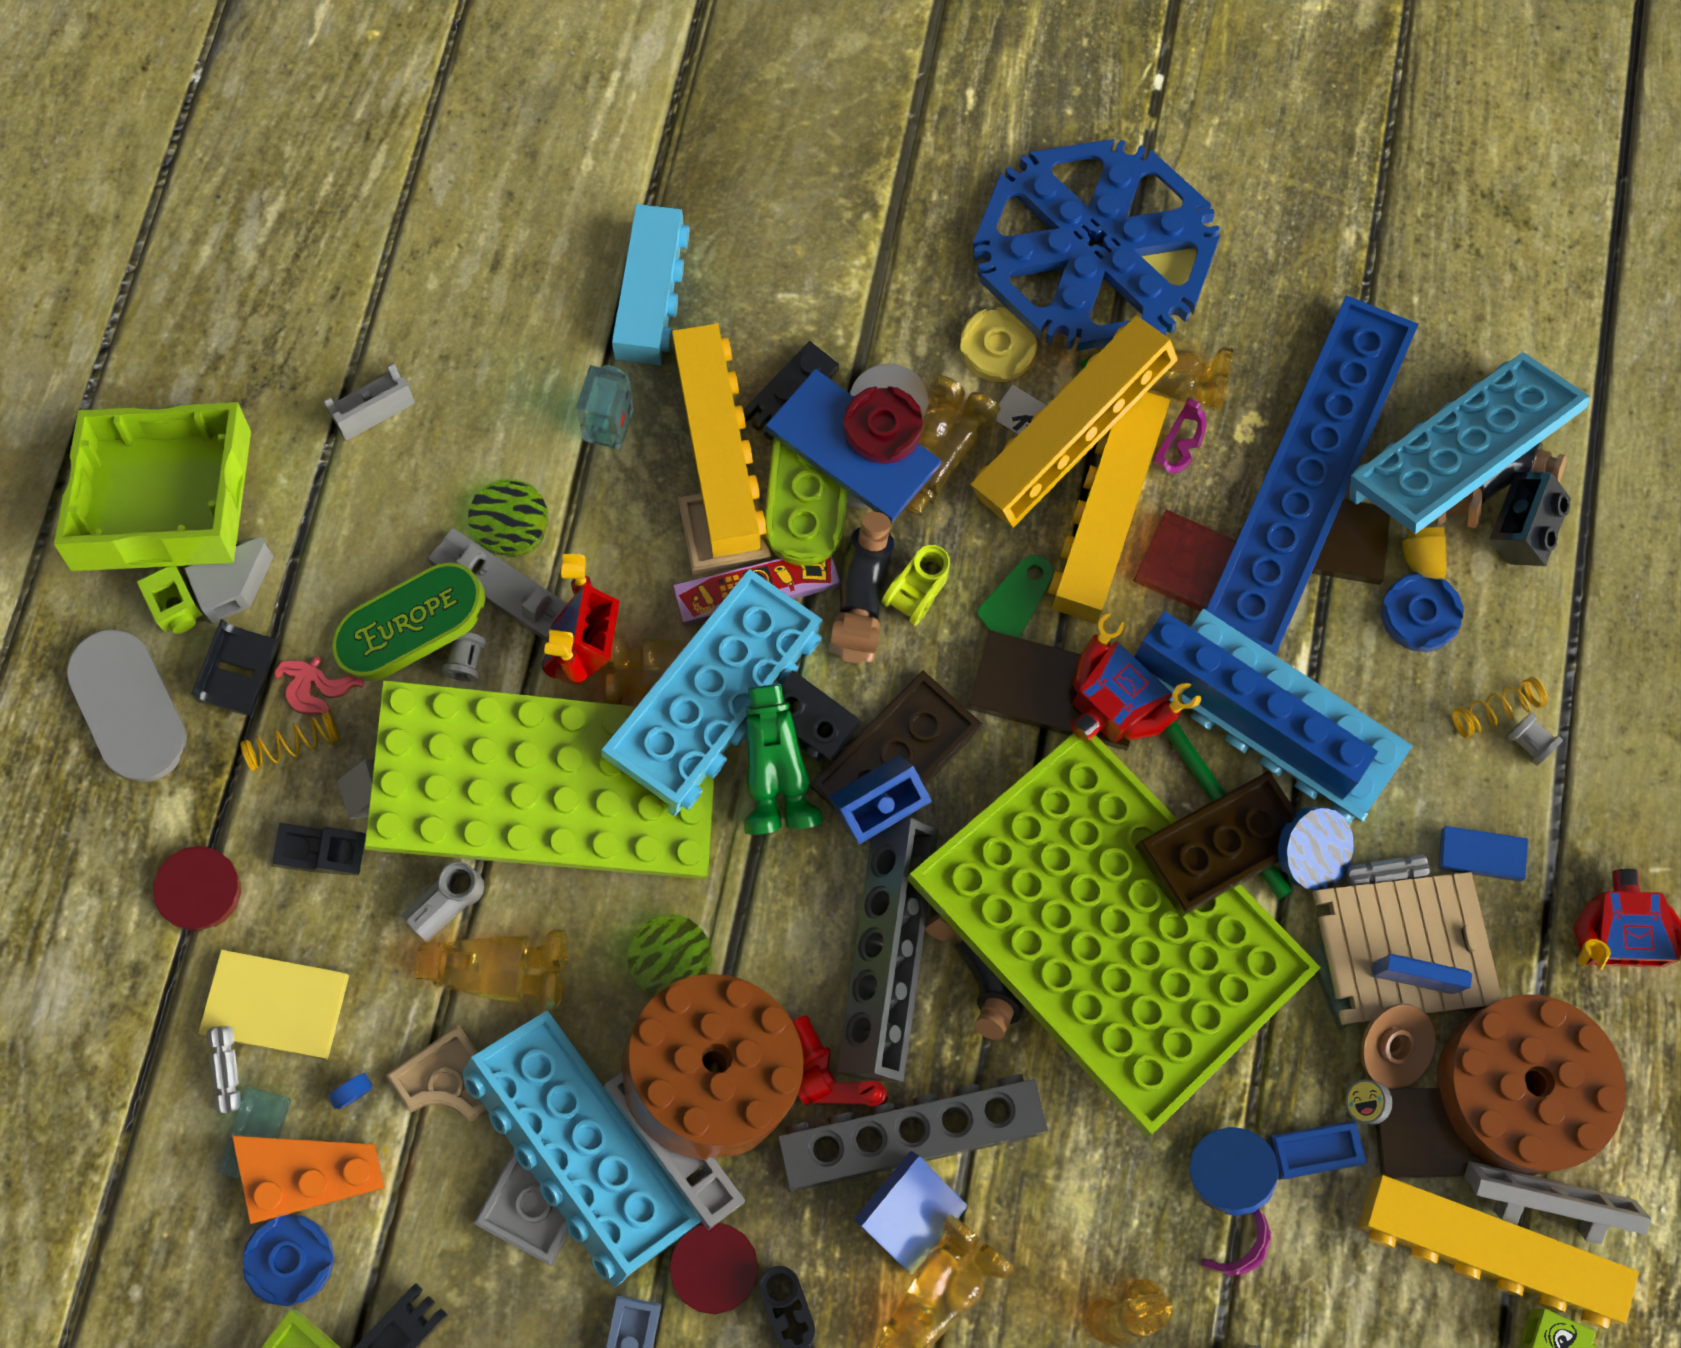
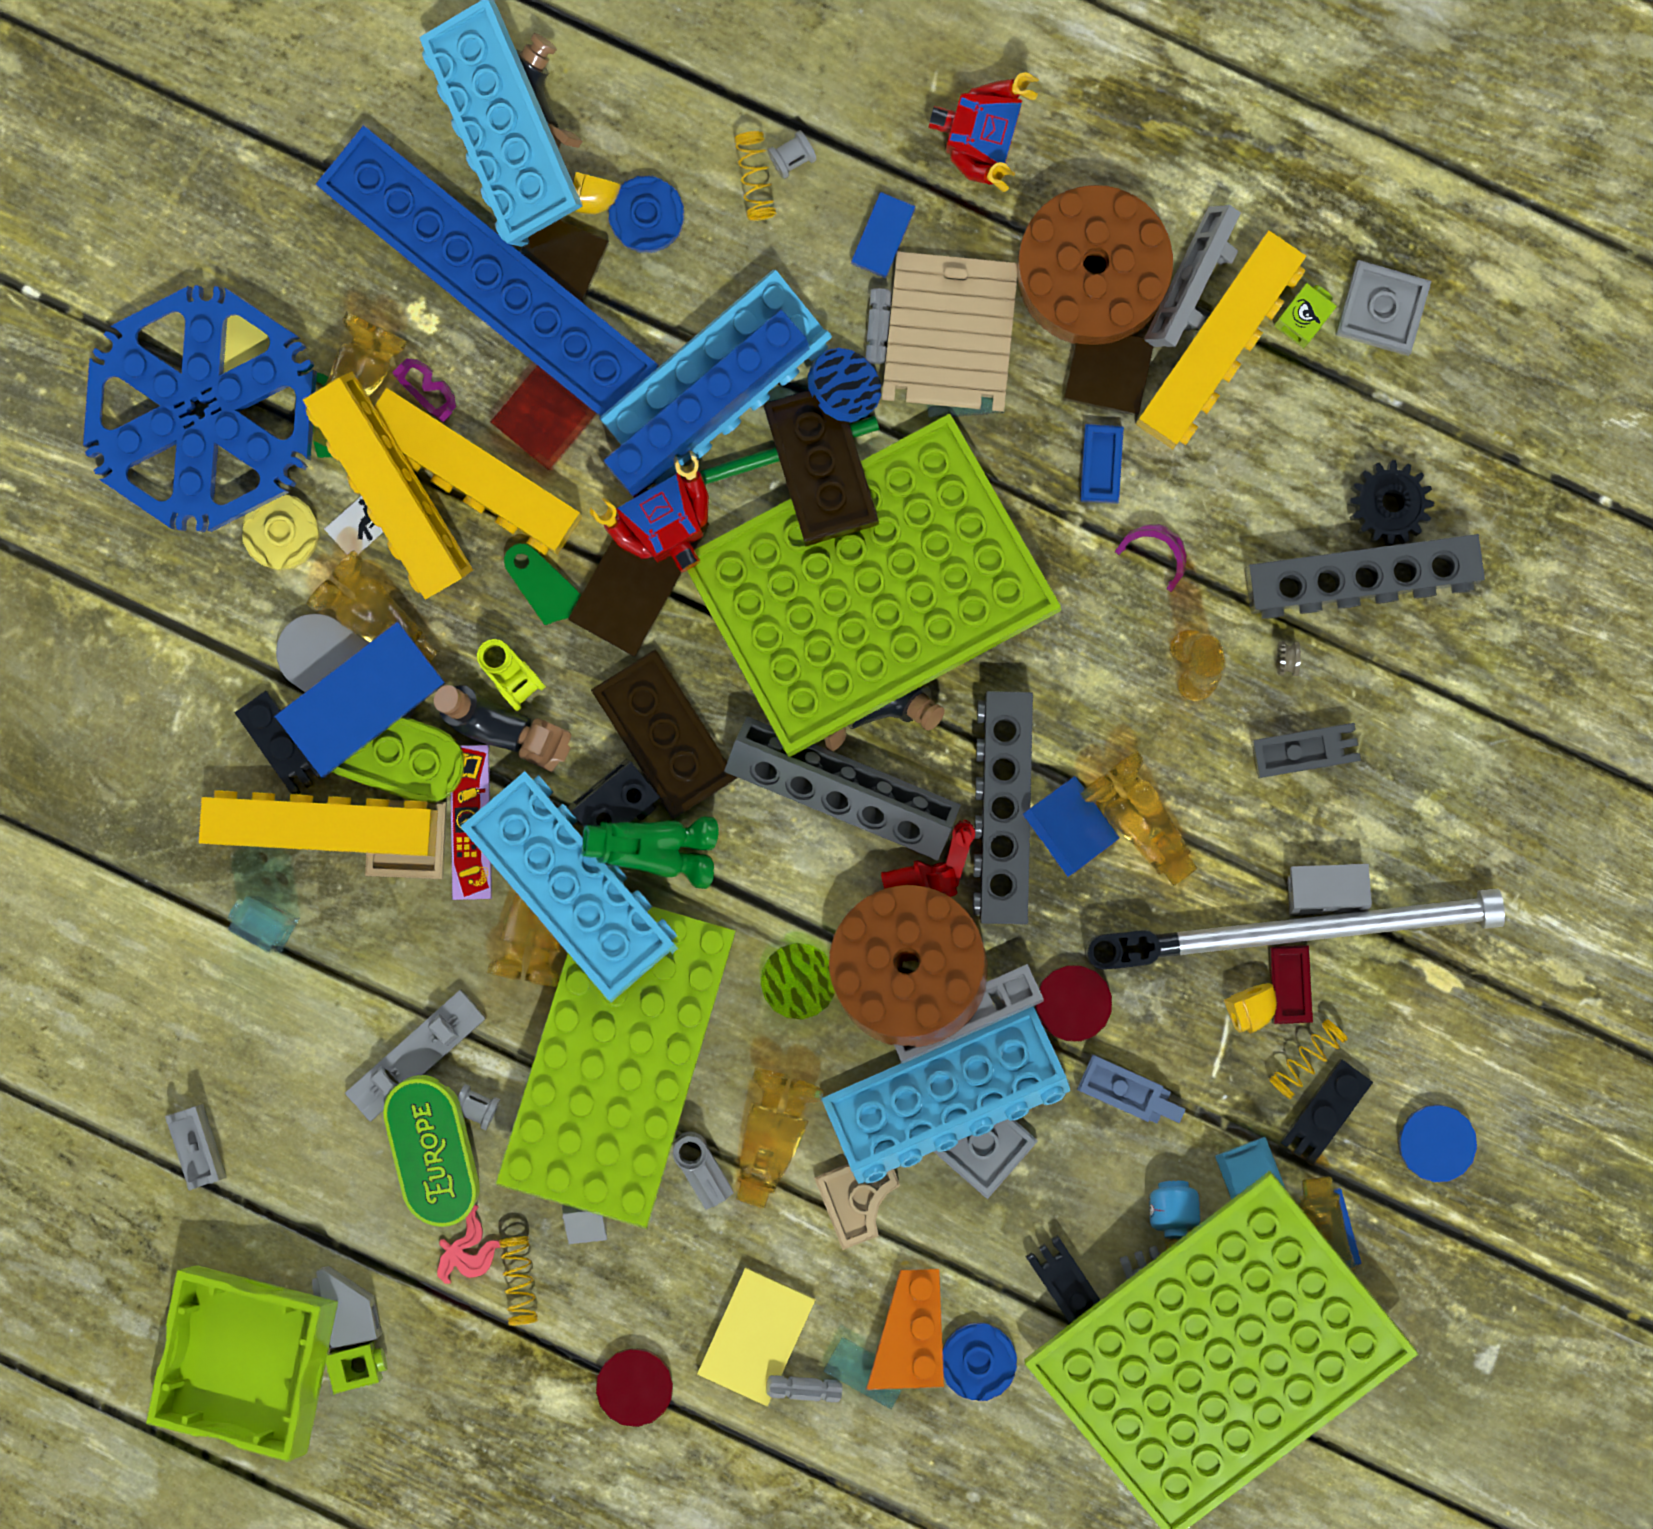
camera: 70 degrees left, 15 degrees up
(126, 705) = (445, 1424): light grey tile -> none
(239, 649) = (420, 1306): black piece -> none
(318, 850) = (625, 1273): black slope -> none
(350, 1091) = (850, 1282): blue tile -> none
(508, 518) = (346, 1038): clear neon green tile -> none
(583, 631) = (484, 994): red torso -> none
(649, 285) = (137, 853): medium azure brick -> none
(879, 799) = (709, 762): blue brick -> none
(883, 424) = (349, 667): dark red tile -> none
(1234, 1171) = (1102, 542): blue tile -> none
(1369, 1101) = (1073, 408): tile -> none
(1409, 1053) = (1045, 366): medium nougat dish -> none
(1422, 974) = (979, 329): blue tile -> none
(1530, 518) = (586, 87): black brick -> none

